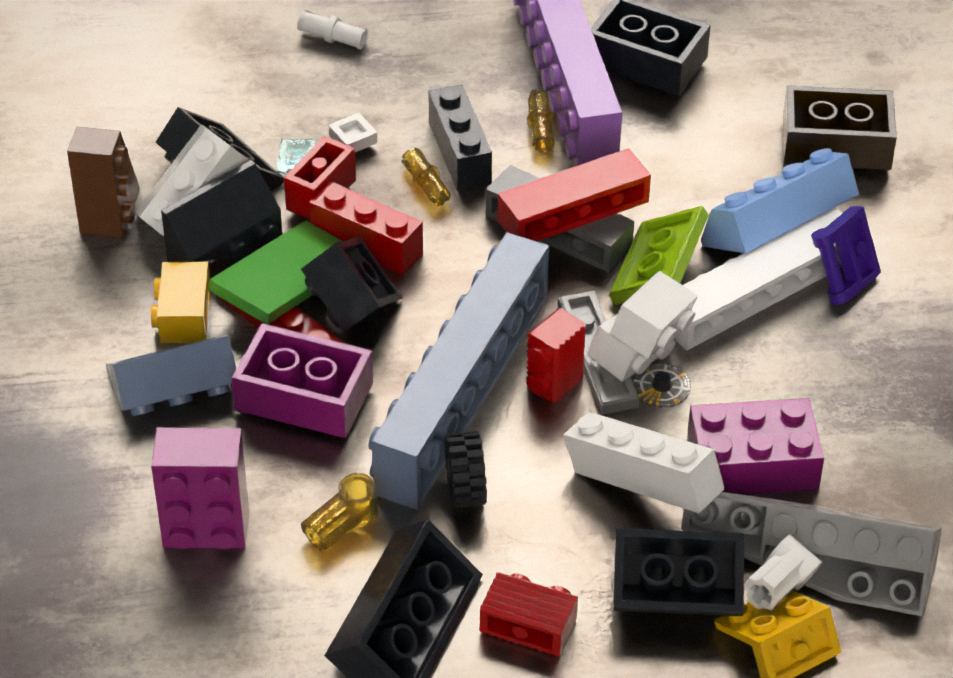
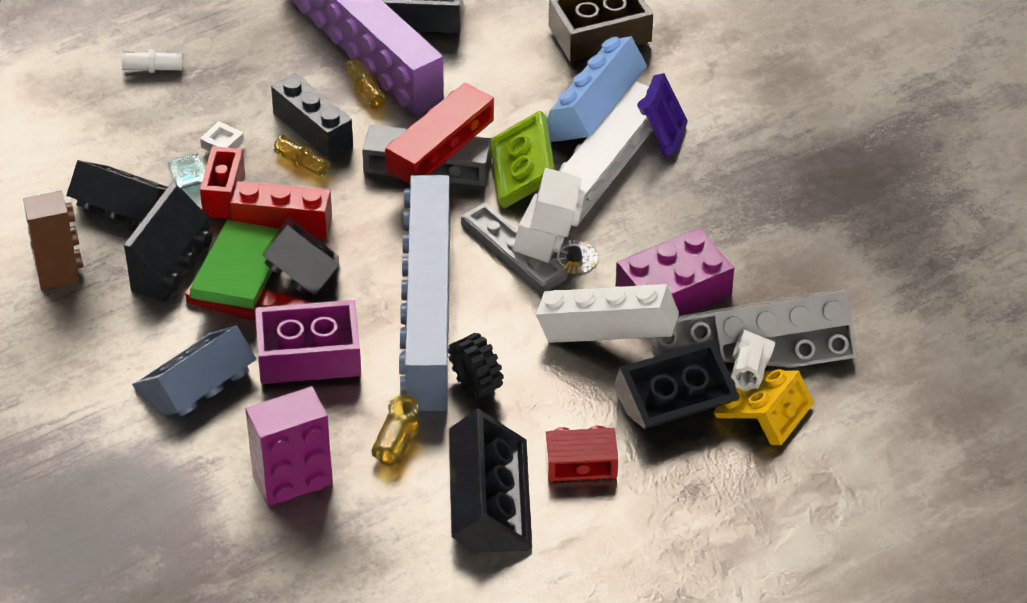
camera: 25 degrees left, 0 degrees up
(182, 302) = (169, 314): yellow brick -> none
(197, 164) = (120, 210): white slope -> none
(555, 355) = (493, 258): red brick -> none

